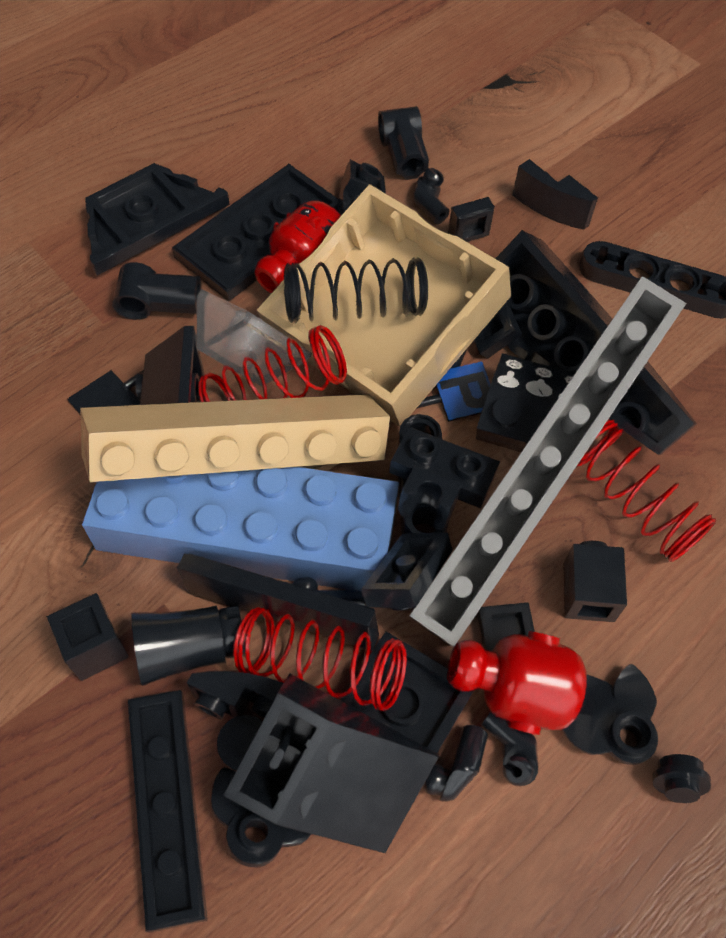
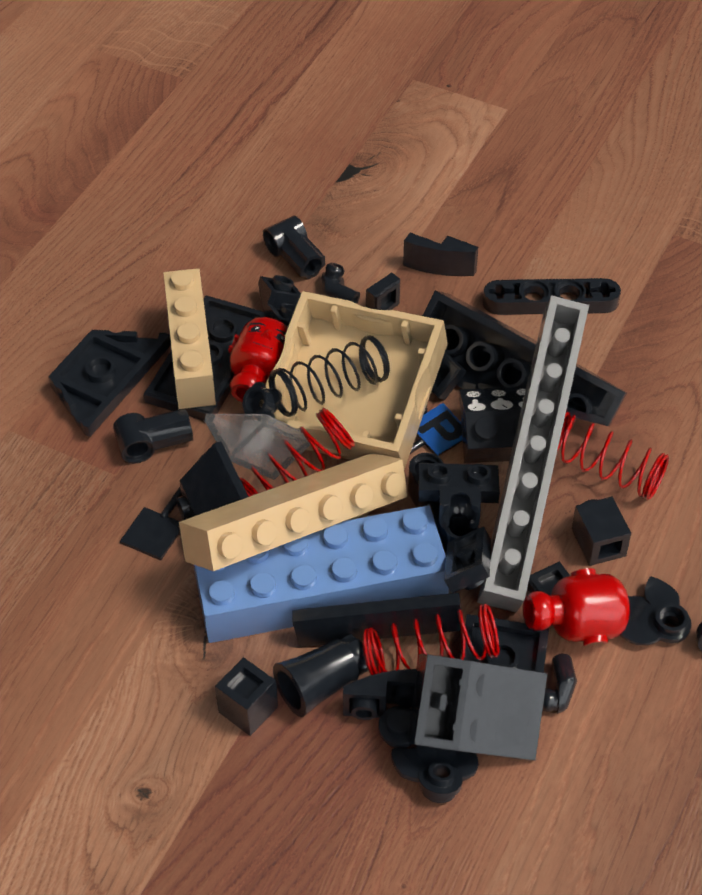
camera: 20 degrees left, 10 degrees down
(166, 812) = (364, 791): black tile -> none
(237, 202) = (189, 339): none -> tan brick
(266, 296) = (261, 400): none -> black plate
(518, 751) = (596, 659): black arm -> none

